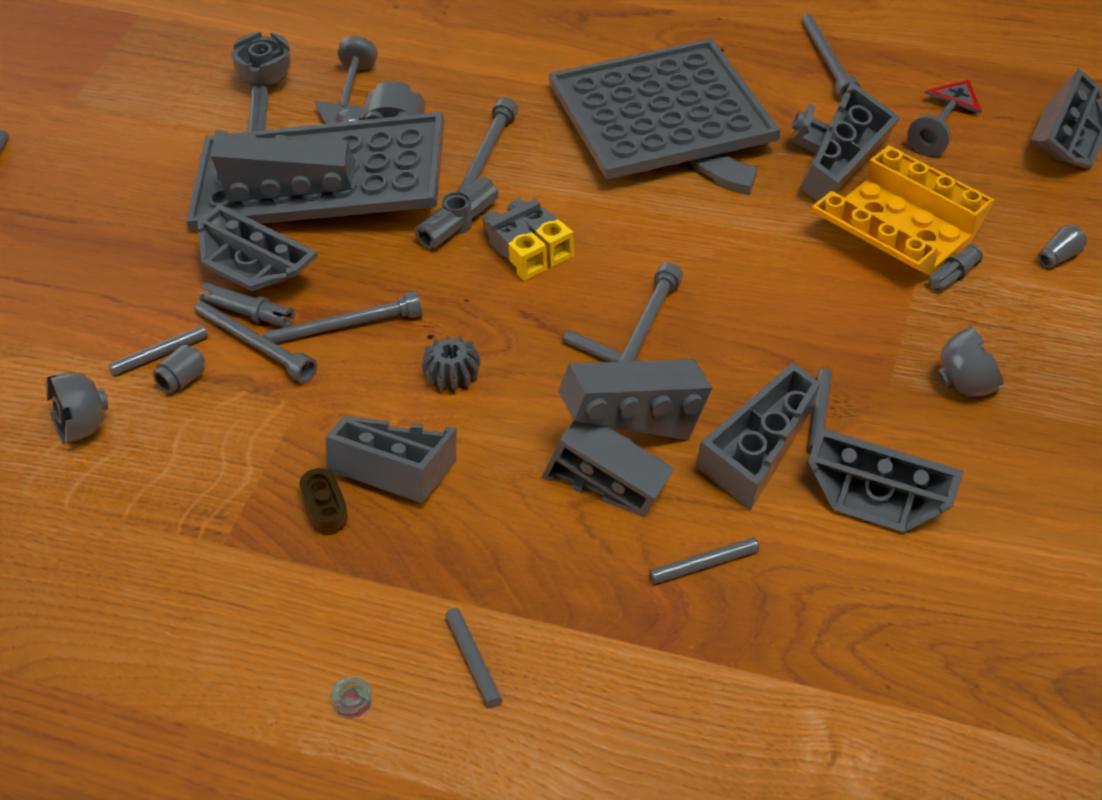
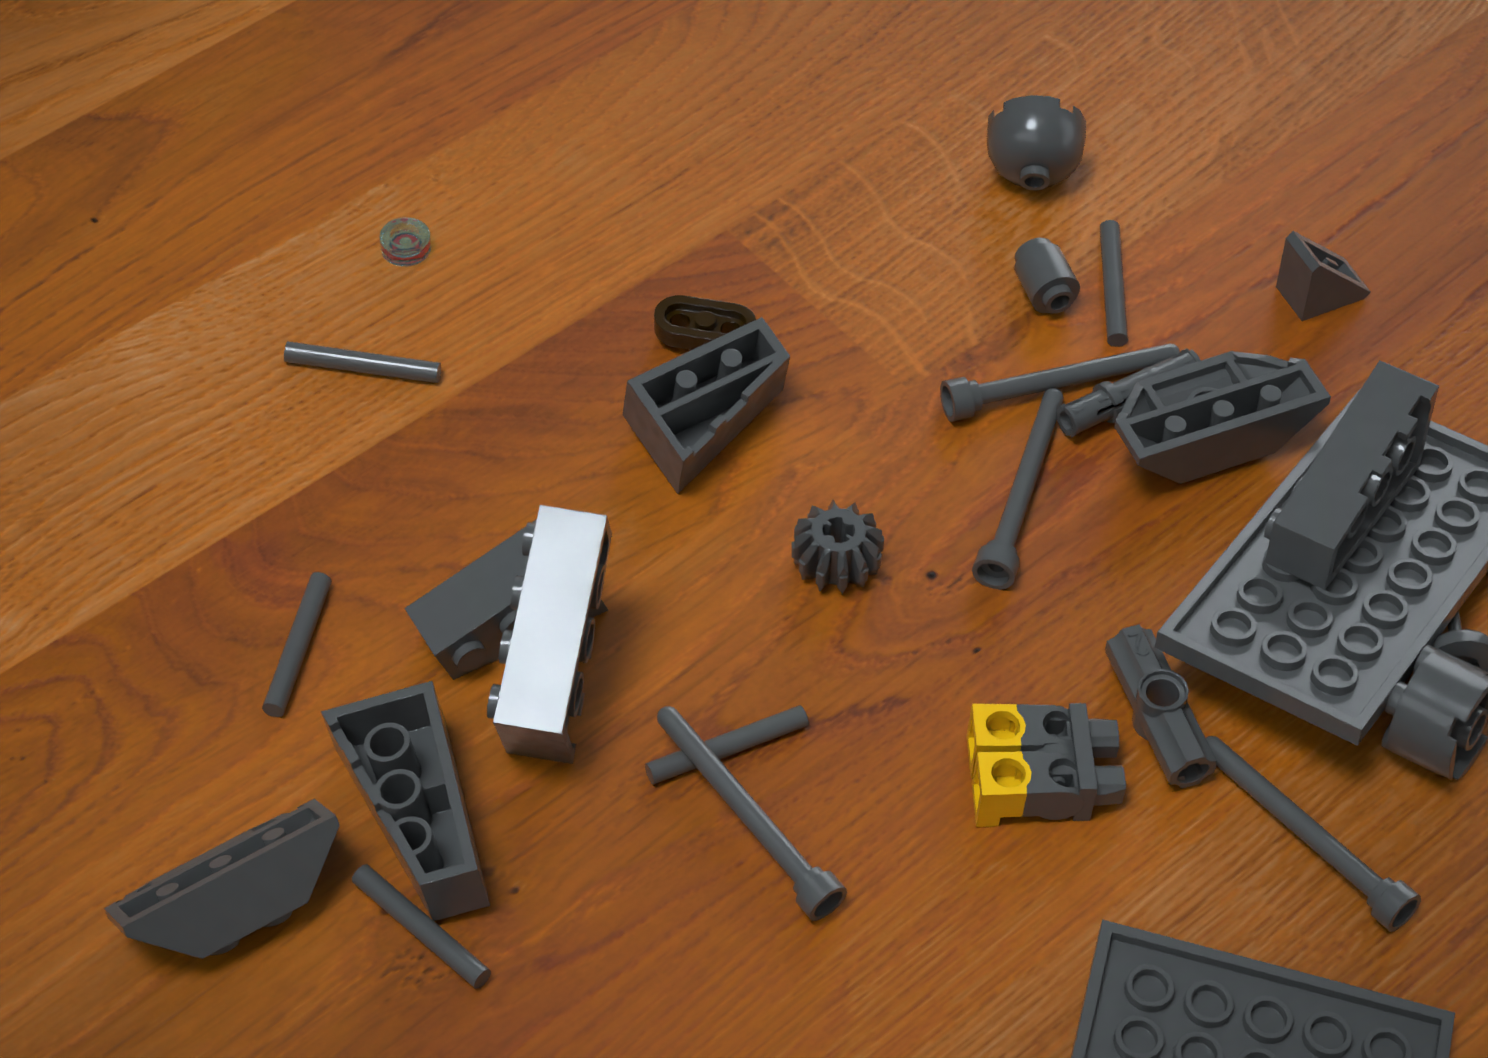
camera: 120 degrees right, 5 degrees up
(110, 267) = (1316, 278): none -> dark grey slope

